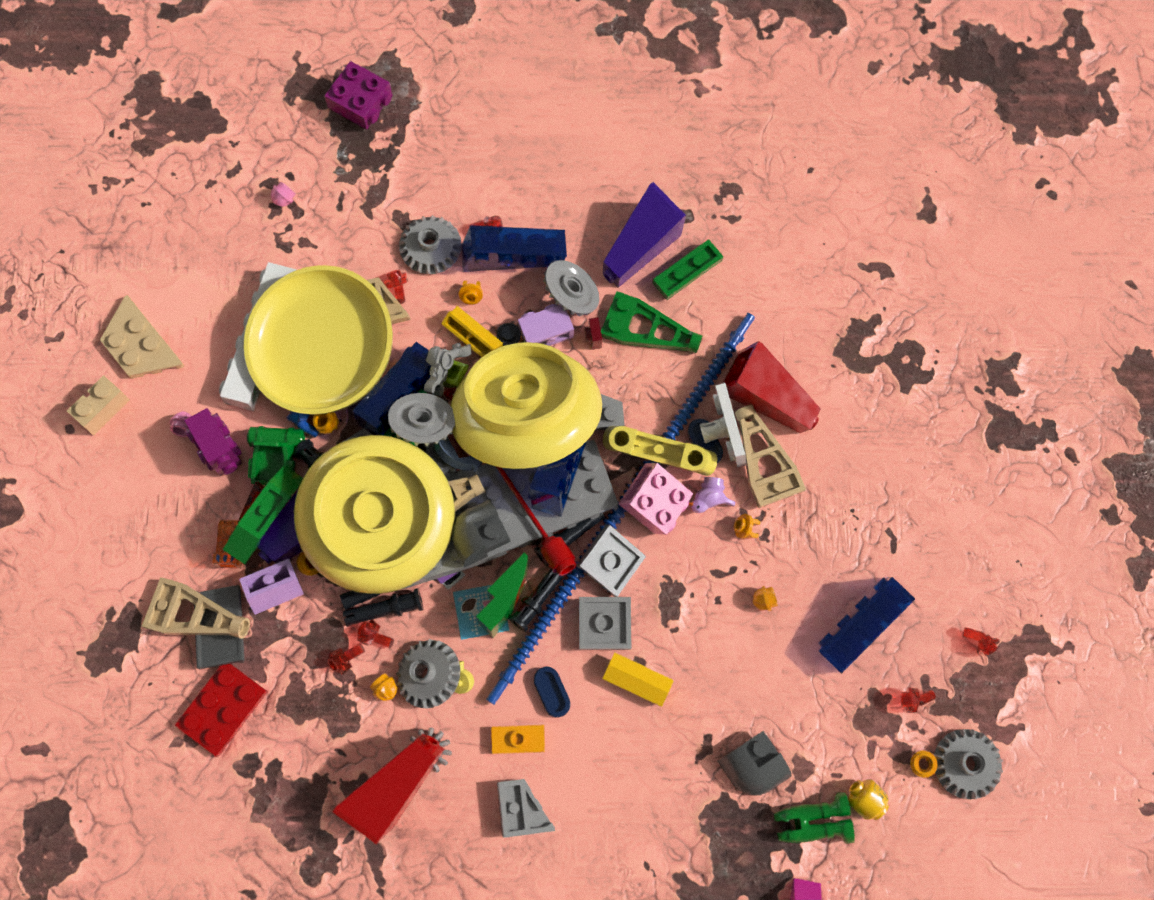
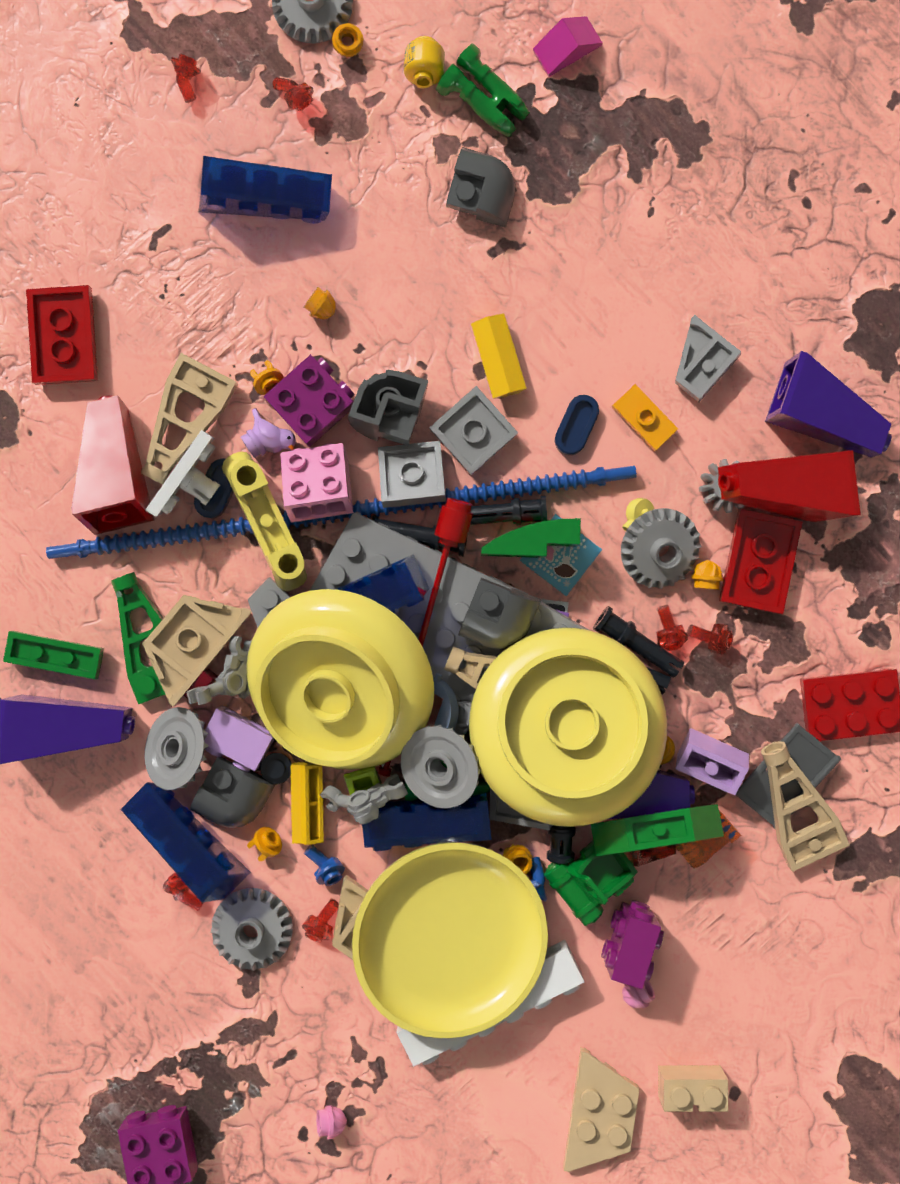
camera: 125 degrees left, 15 degrees up
(362, 730) = (760, 561): none -> red plate
(421, 857) = (826, 409): none -> dark purple slope
(422, 314) = (329, 870): none -> blue plate
(515, 296) = (231, 795): none -> dark grey brick
(583, 351) = (230, 681): none -> light grey piece
(627, 348) = (189, 641): none -> tan wing
(665, 583) = (388, 406): none -> dark grey brick
(710, 540) = (311, 399): none -> magenta brick
(876, 431) = (61, 335): none -> red plate

